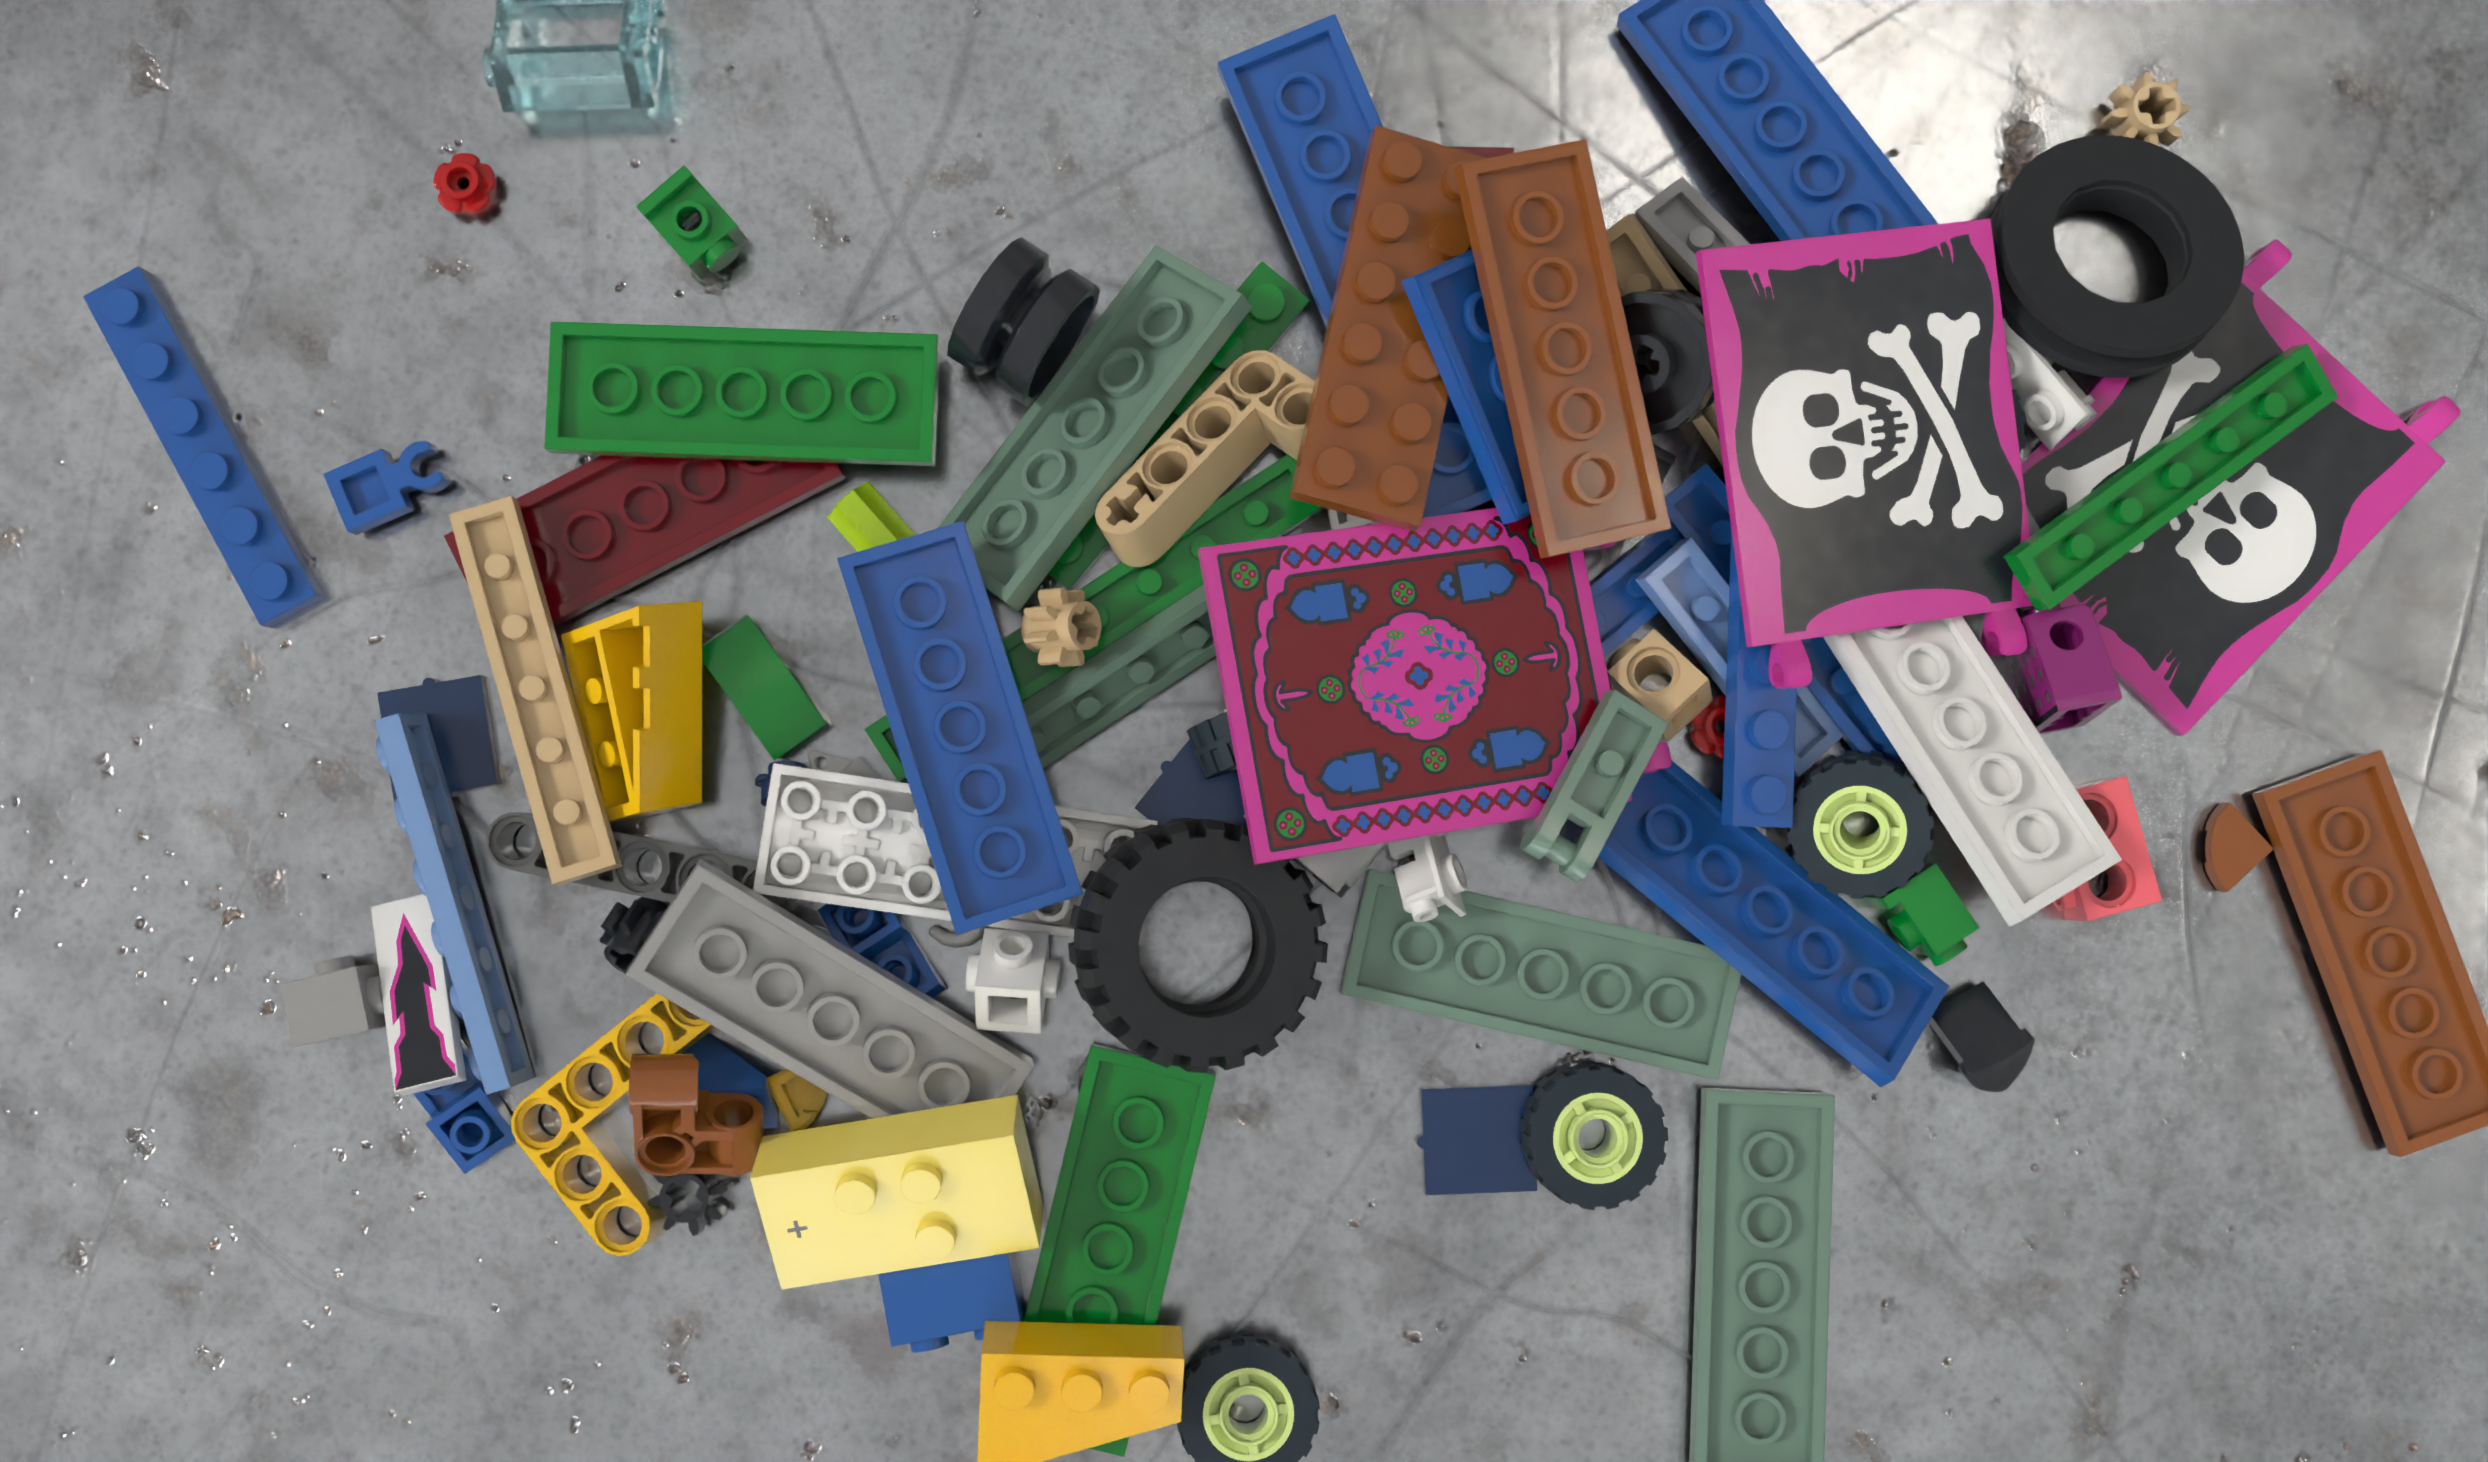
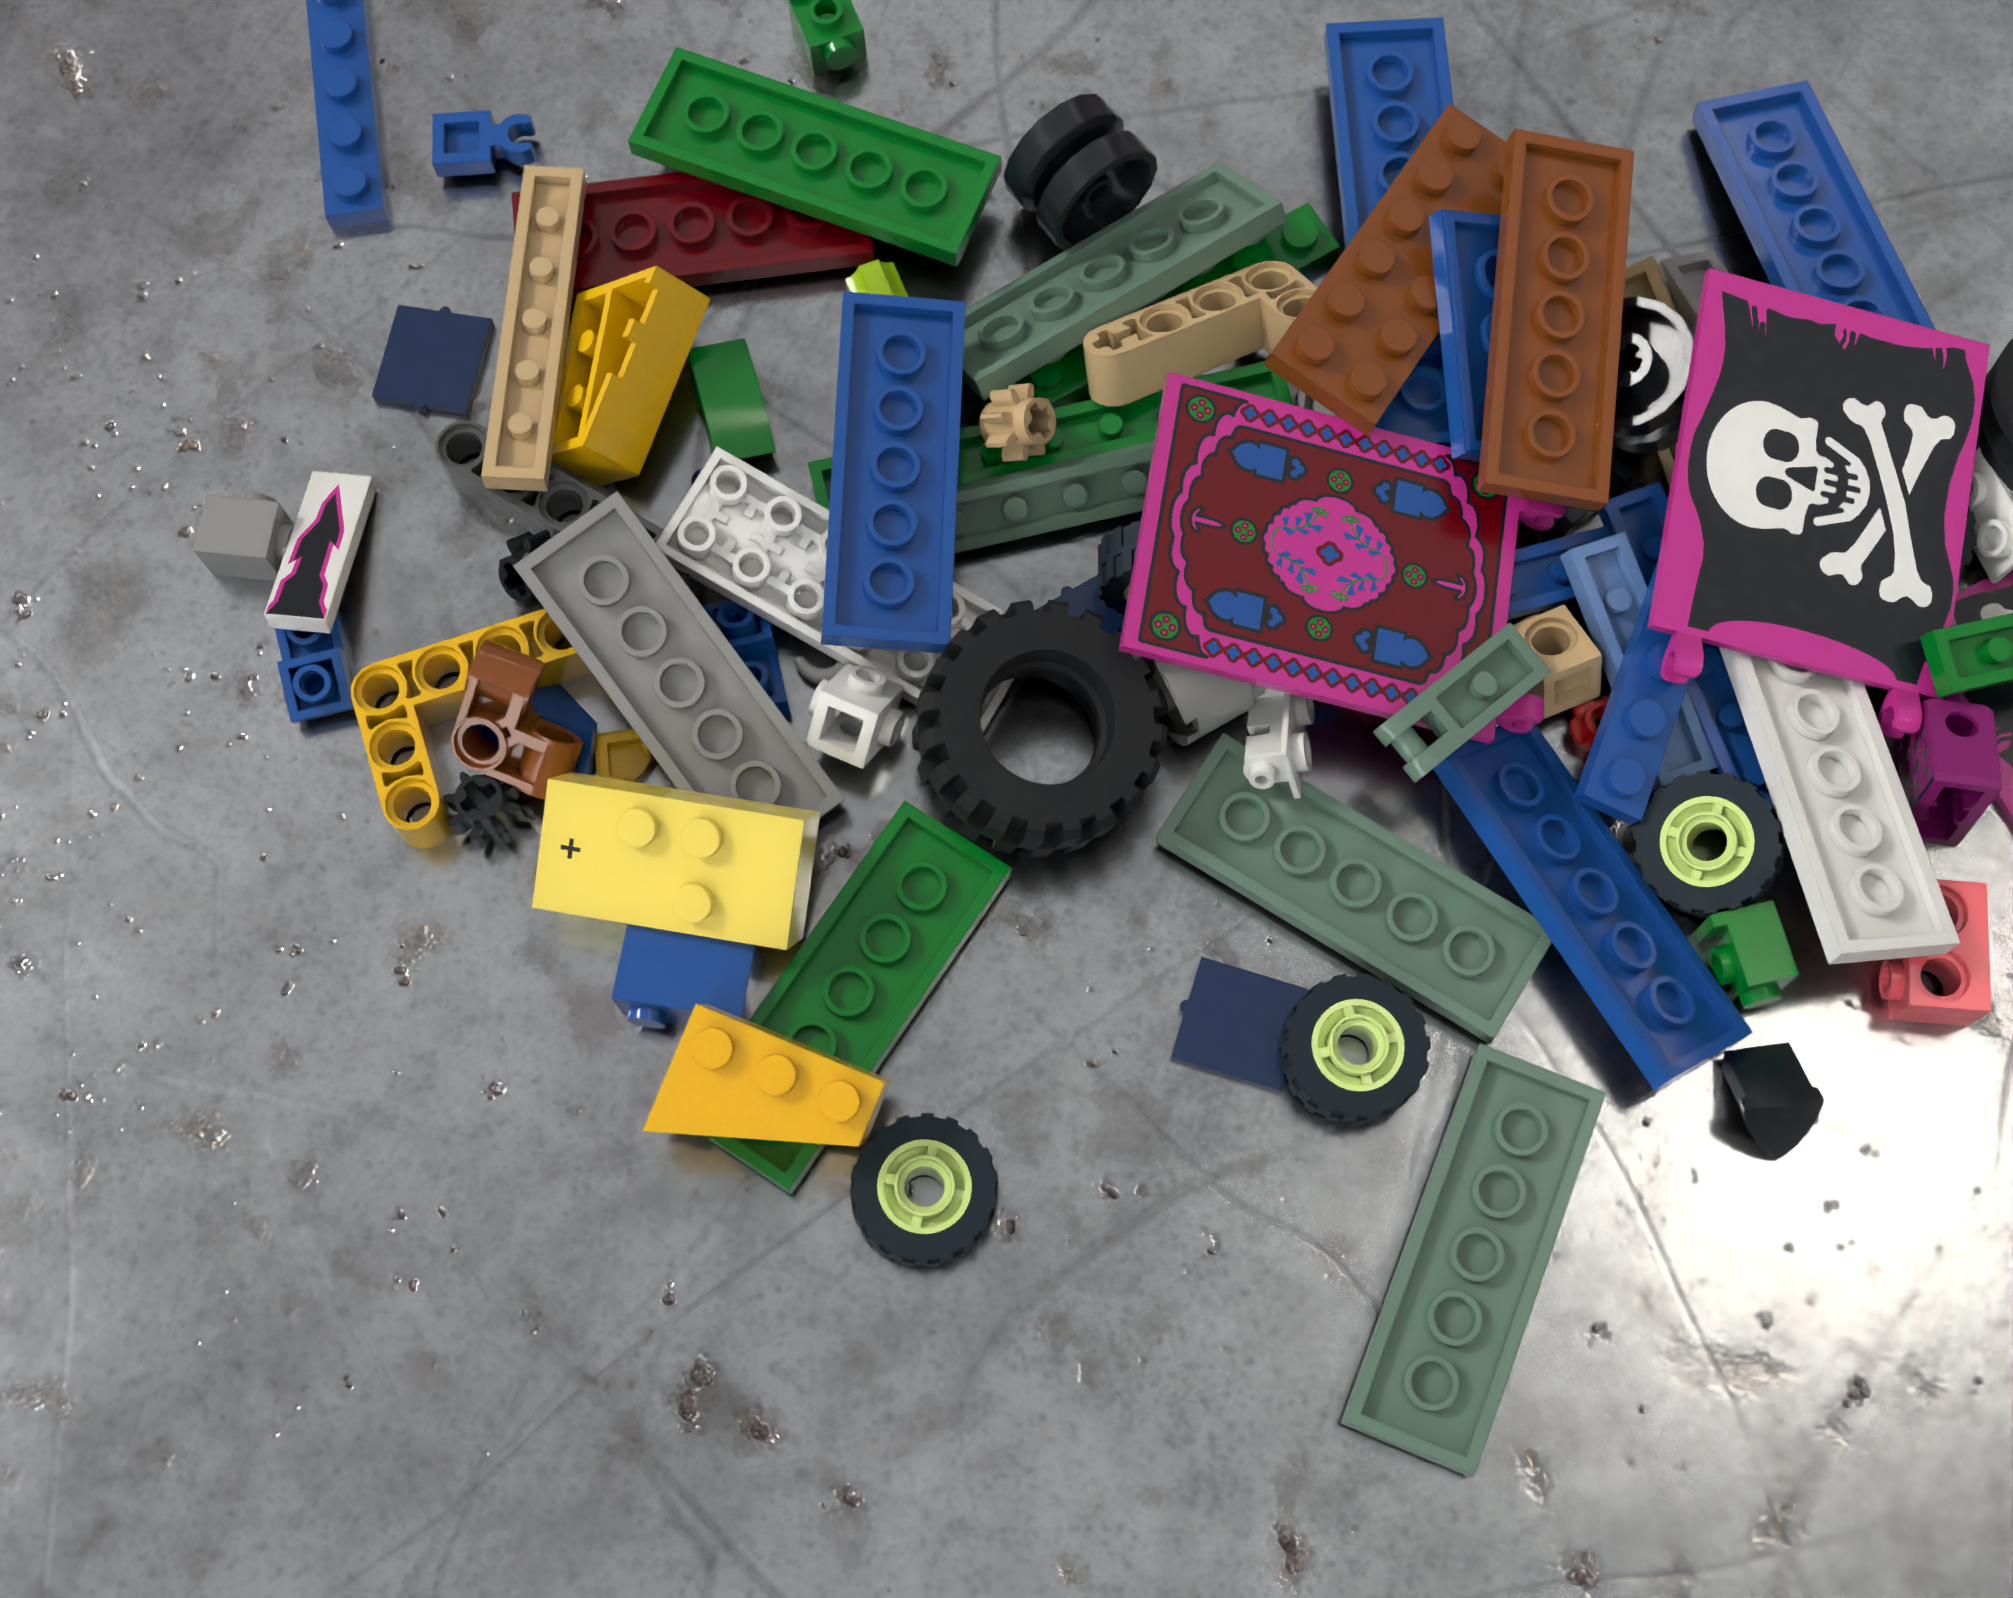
camera: 25 degrees right, 15 degrees down
(448, 881) = (384, 507): medium blue plate -> none

